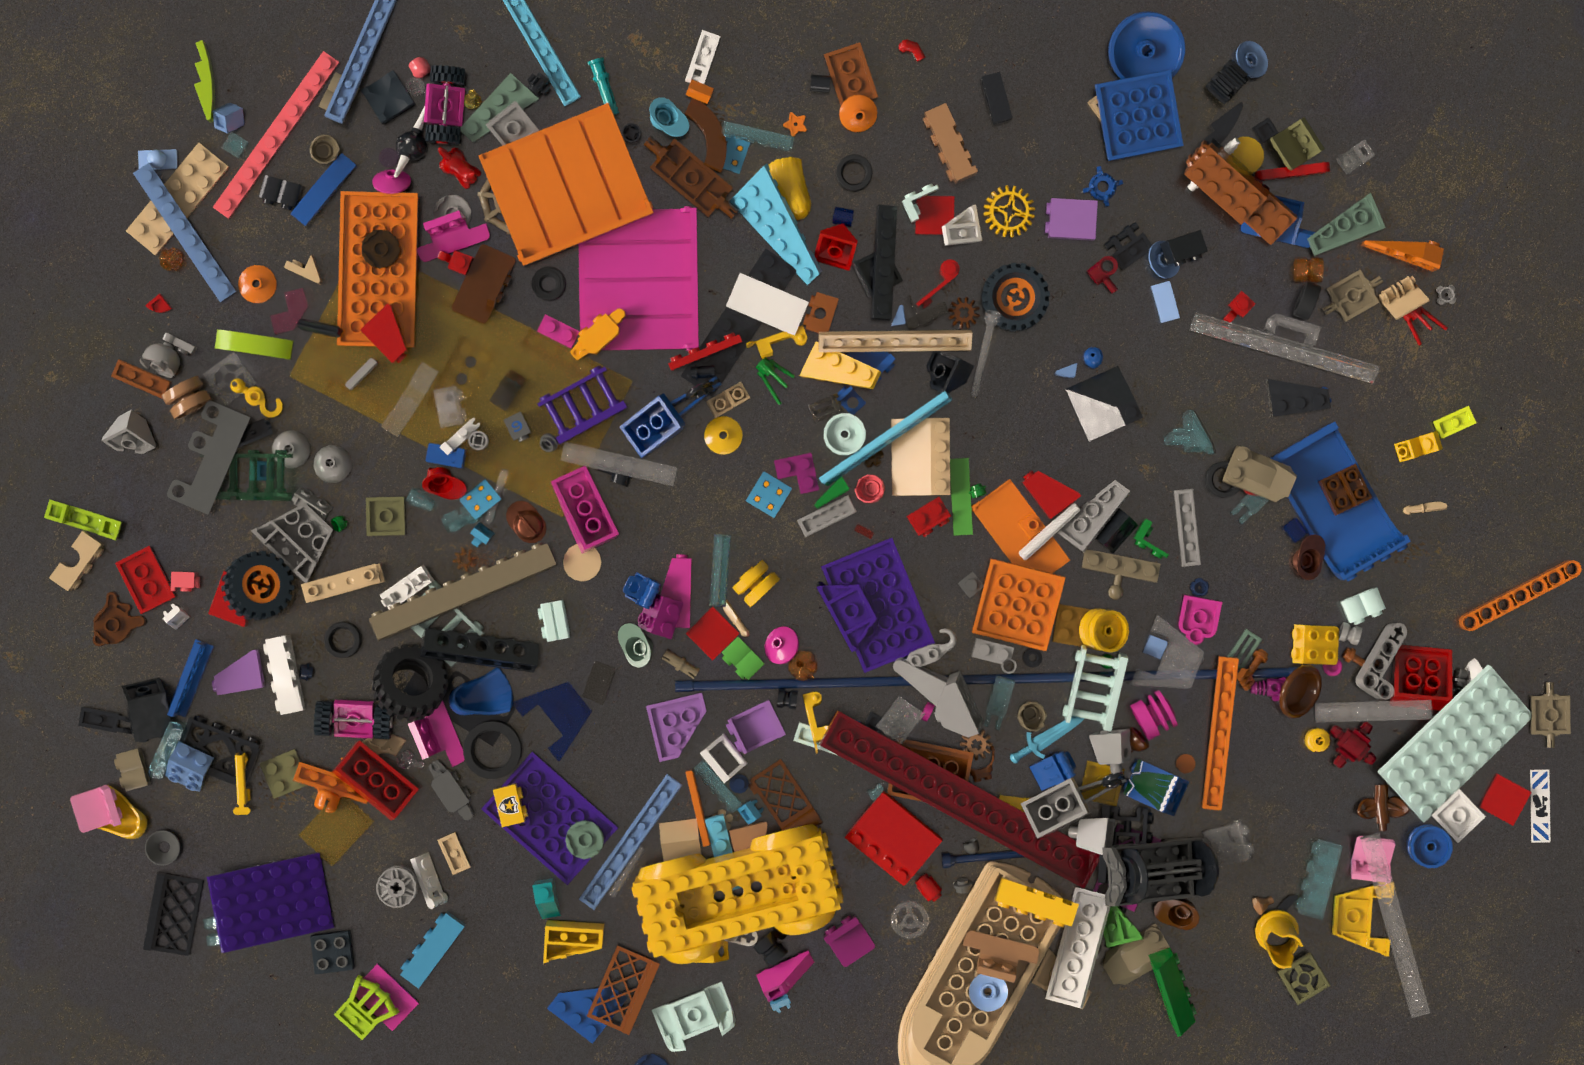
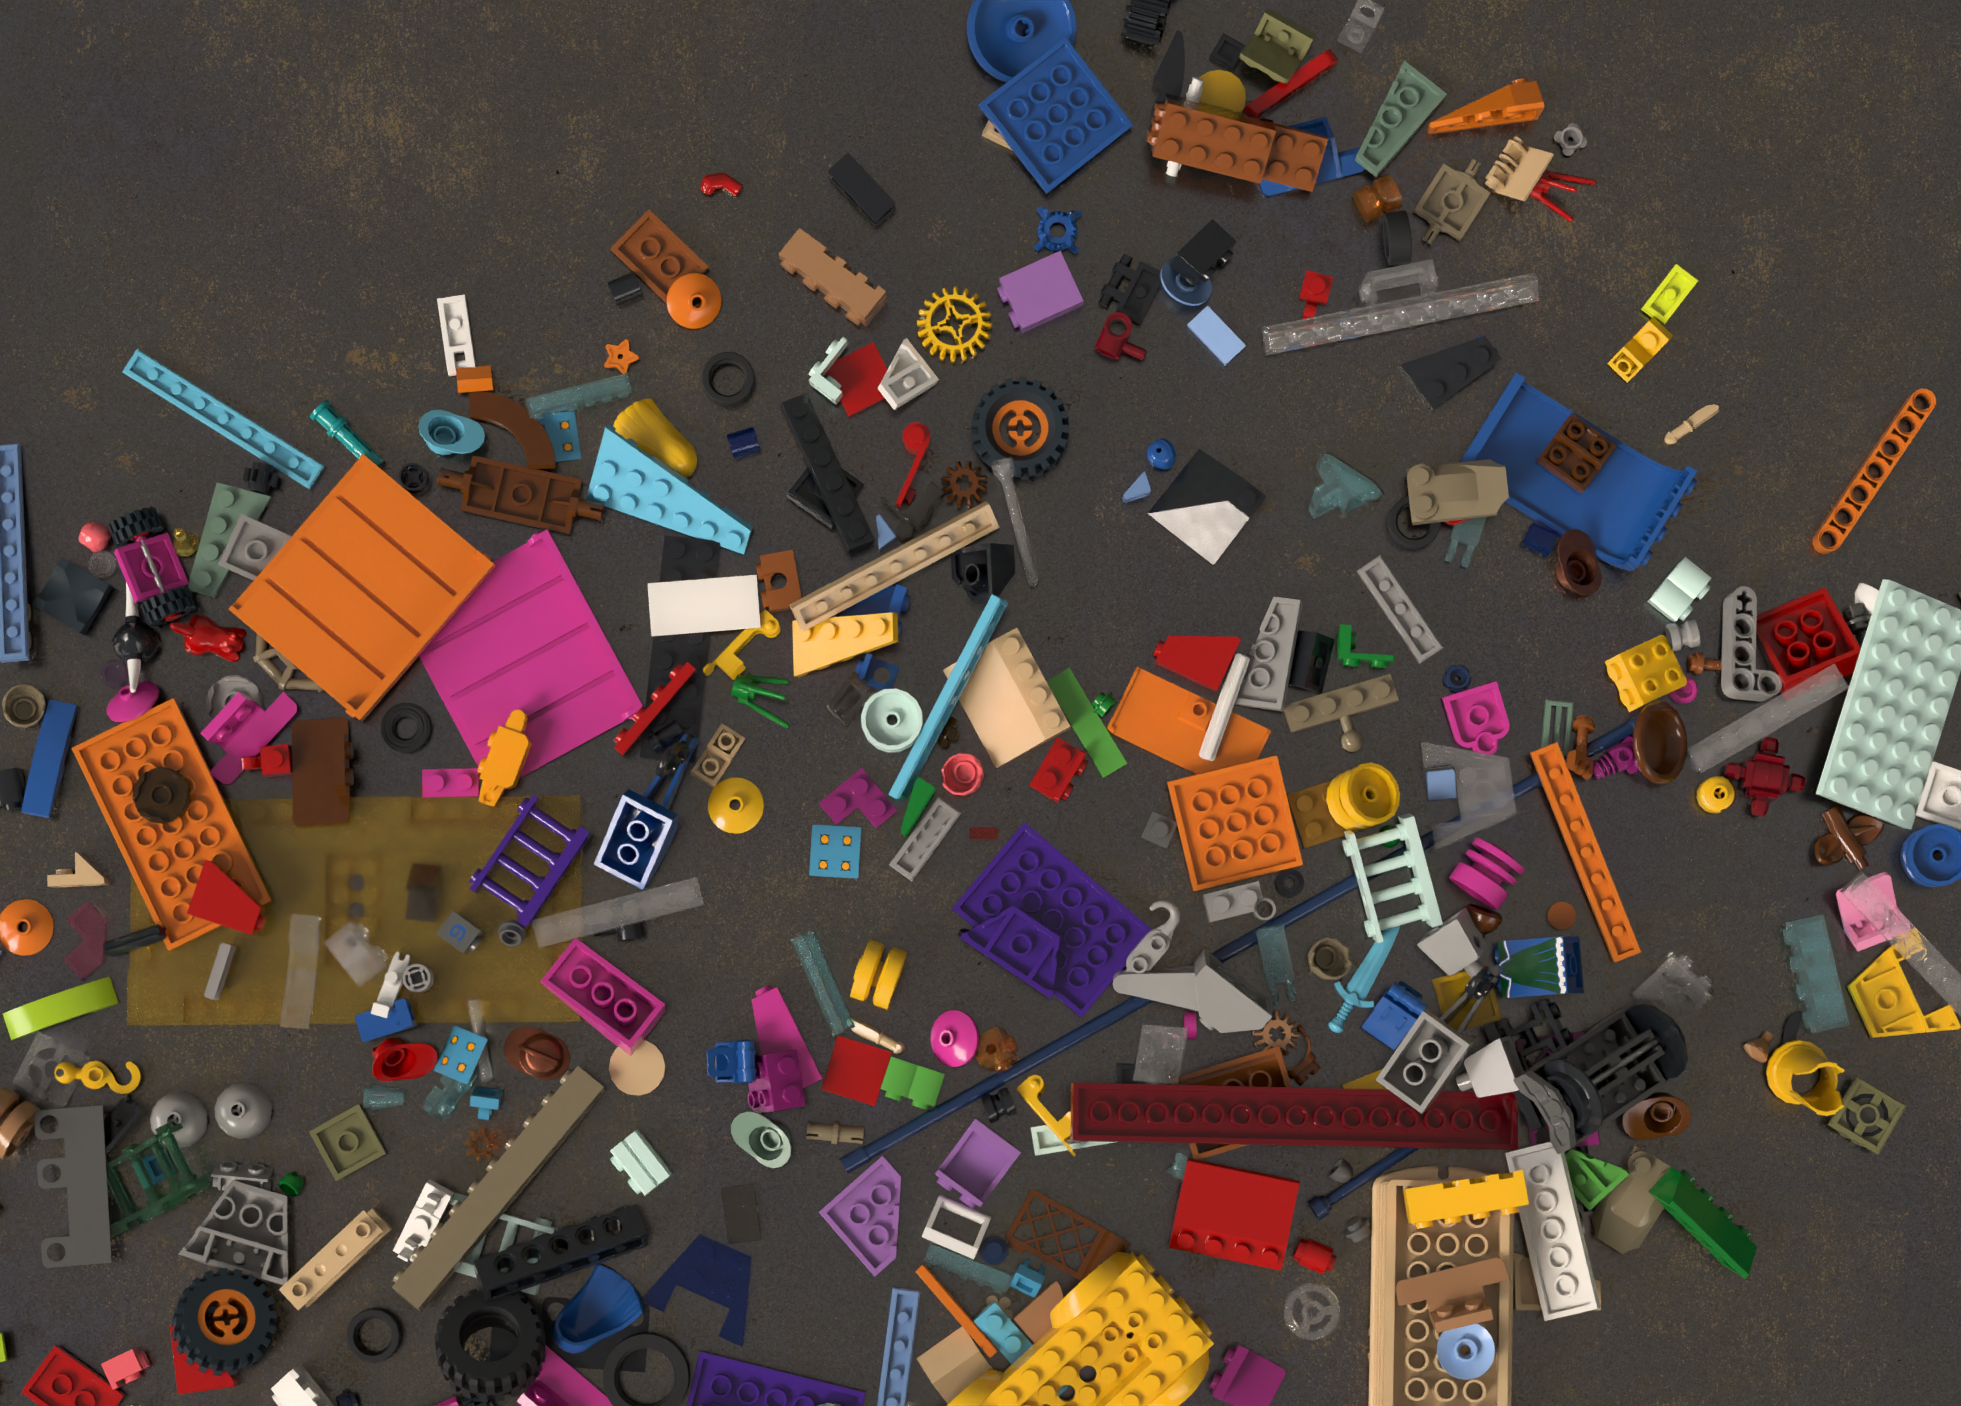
camera: 30 degrees left, 5 degrees down
(836, 247) = (755, 485): red slope -> none

